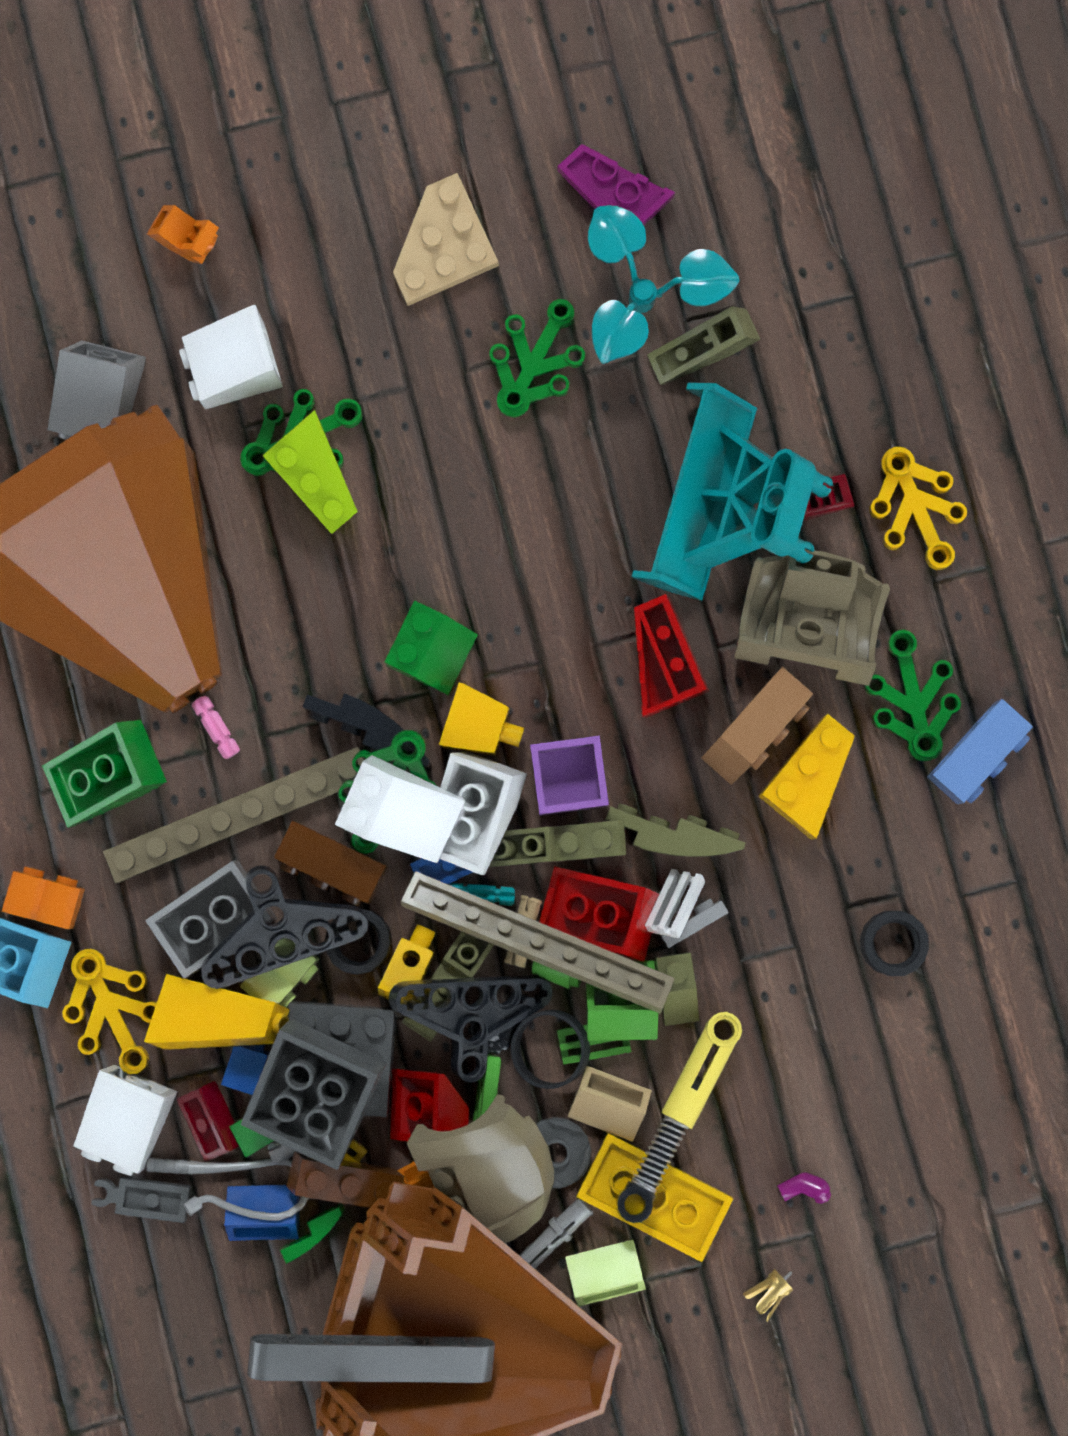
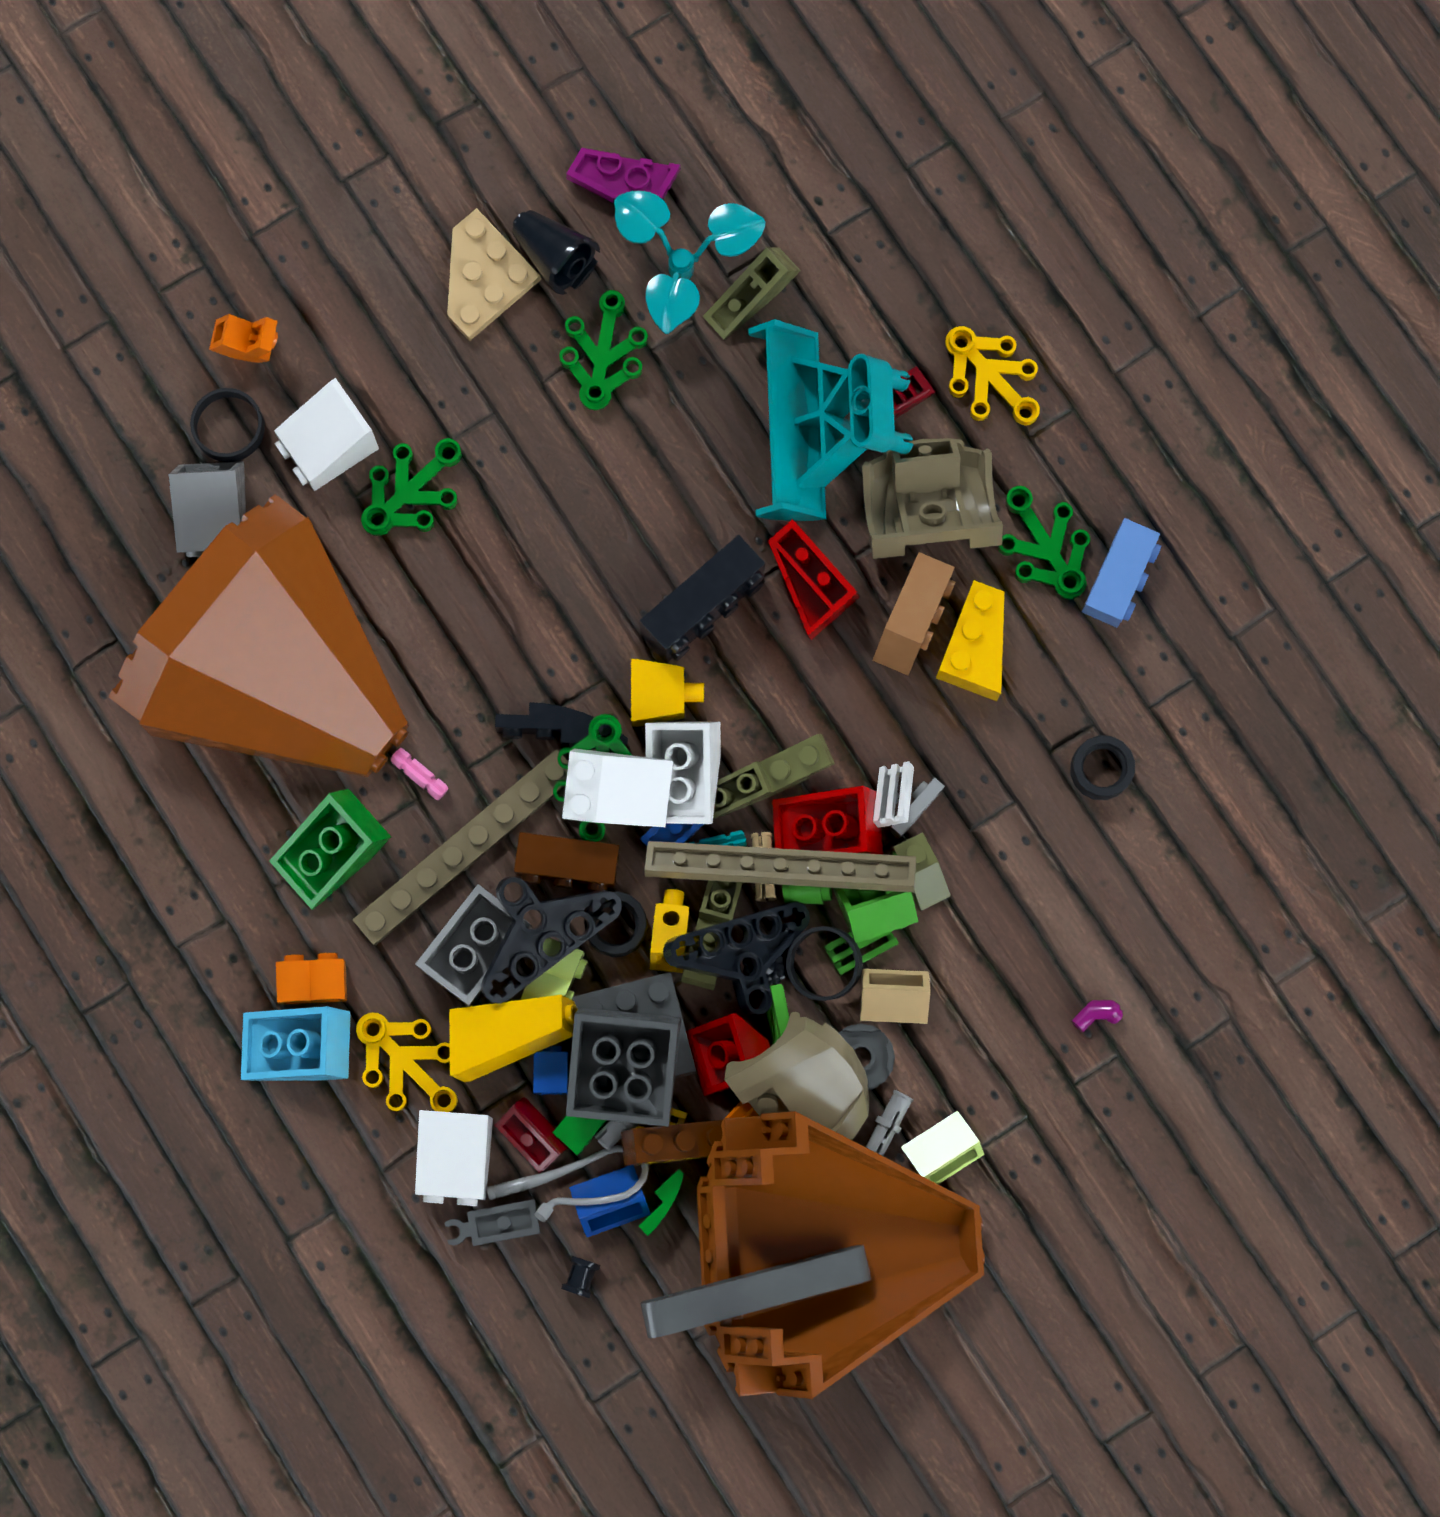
camera: 25 degrees left, 5 degrees down
(129, 284) = (216, 395): none -> black tyre
(210, 1278) = (580, 1277): none -> black bush
(313, 473) = (435, 514): lime wedge -> none
(430, 648) = (594, 638): green slope -> none
(521, 241) = (556, 250): none -> black cone
(549, 645) = (703, 600): none -> black brick
(569, 775) = (759, 711): medium lavender piece -> none
(680, 1113) = (961, 981): piece -> none
(684, 1210) = (964, 1066): yellow plate -> none
(687, 839) = (886, 734): olive slope -> none
(777, 1291) = (1101, 1112): pearl gold piece -> none

